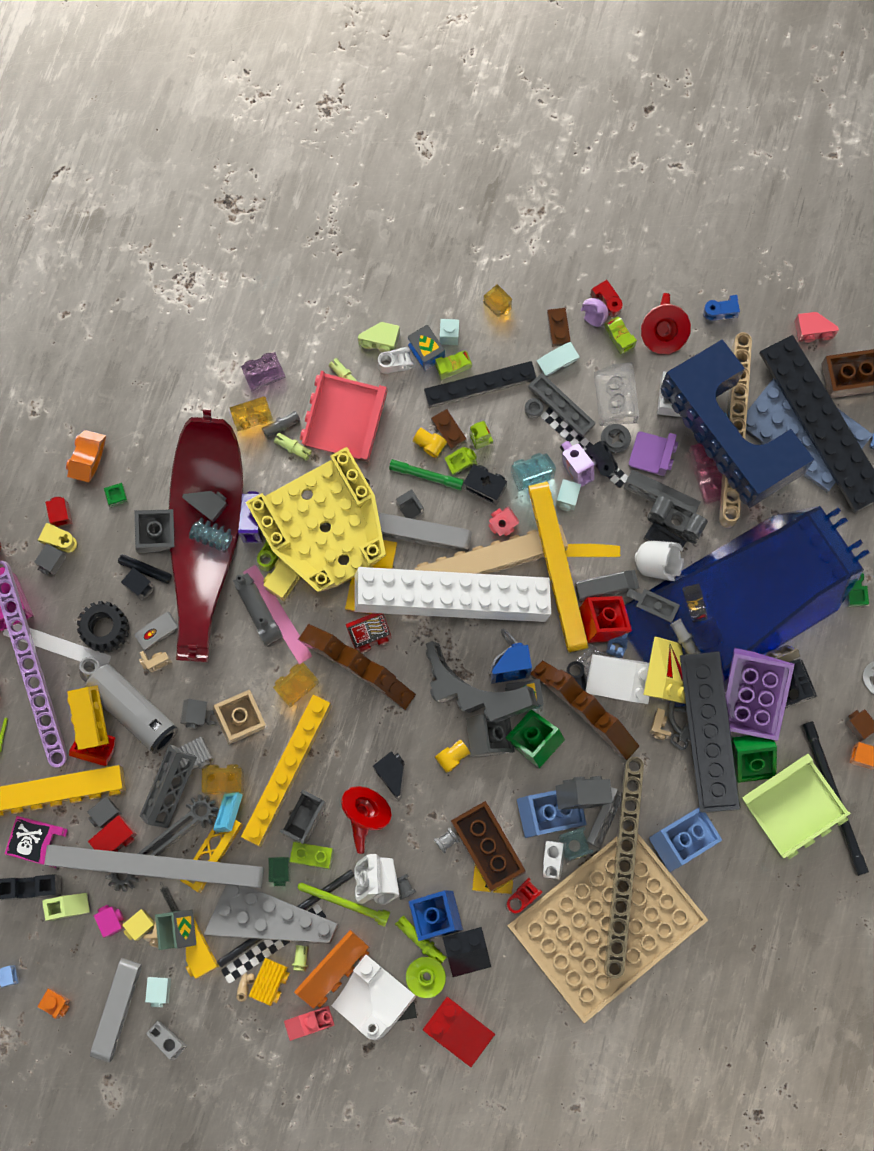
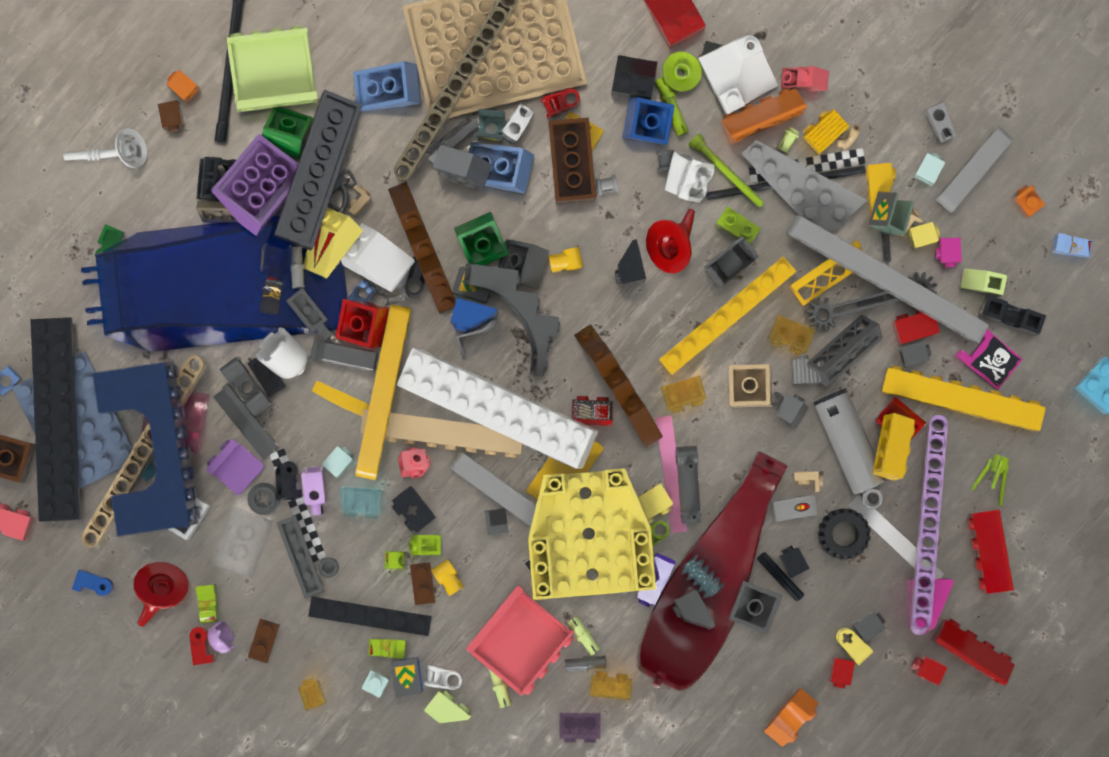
camera: 155 degrees left, 10 degrees up
(115, 494) = (778, 666): green tile -> none
(227, 812) = (798, 301): medium azure tile -> none
(279, 871) = (773, 226): clear green brick -> none
(405, 468) = (448, 531): green piece -> none
(558, 358) = (280, 606): light aqua slope -> none

